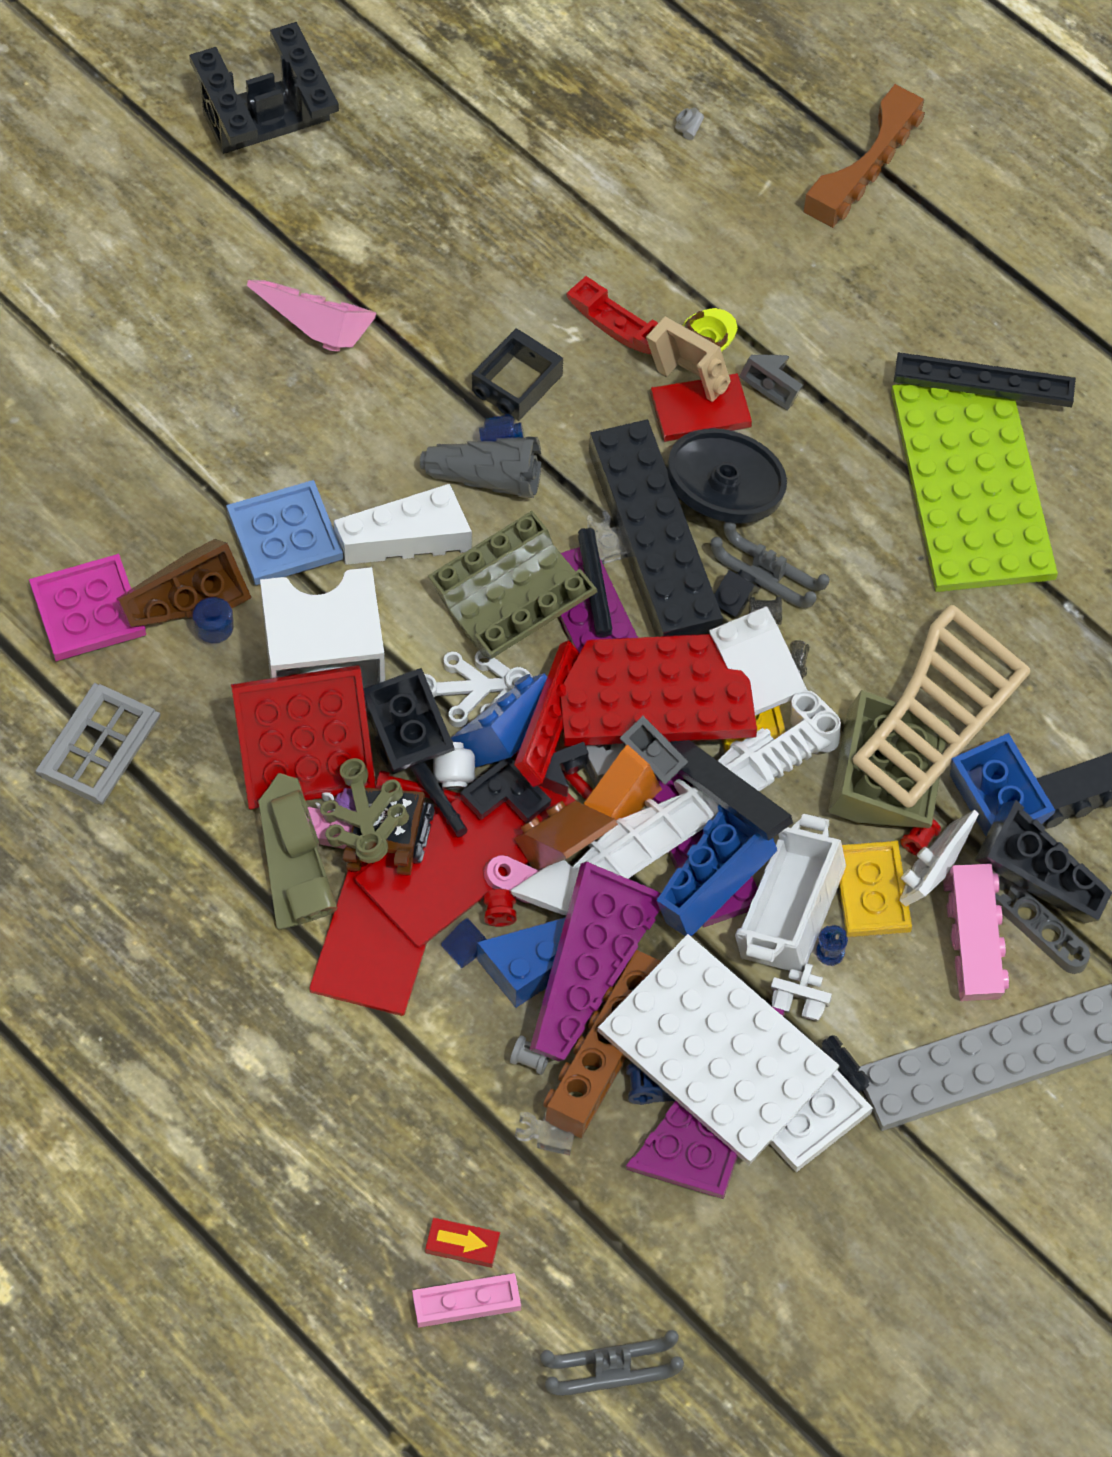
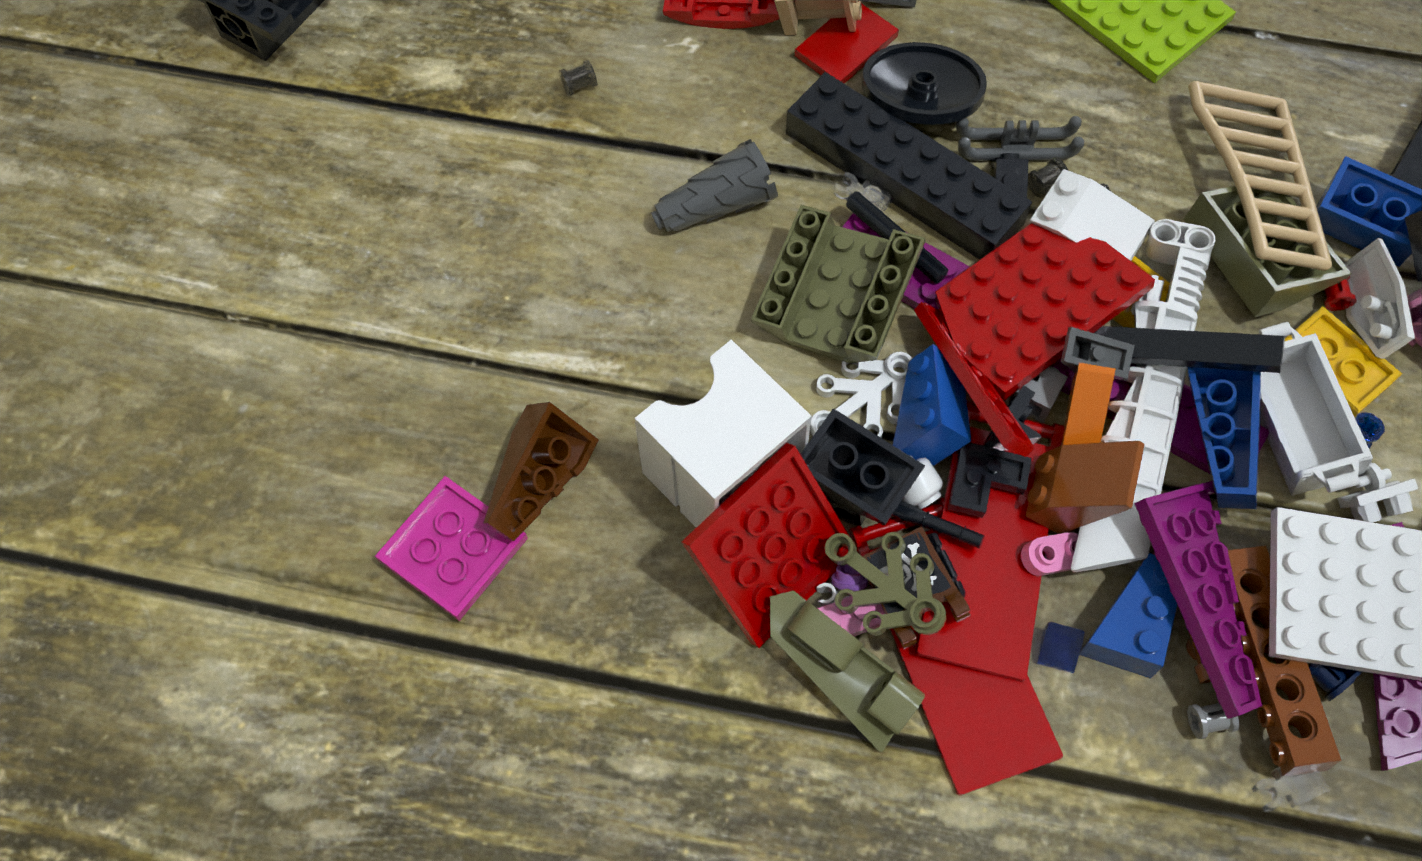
camera: 30 degrees left, 5 degrees up
(75, 727) = (529, 680): light grey piece -> none
(213, 620) = (585, 484): clear blue head -> none
(284, 532) = (583, 360): medium blue plate -> none
(321, 320) = (476, 149): bright pink wedge -> none
(405, 527) = (695, 284): white wedge -> none
(454, 310) = (578, 77): none -> clear smoke bush
(500, 908) = (1065, 590): red wheel -> none
(501, 427) = (703, 154): clear blue head -> none
(532, 354) = (664, 76): black window -> none

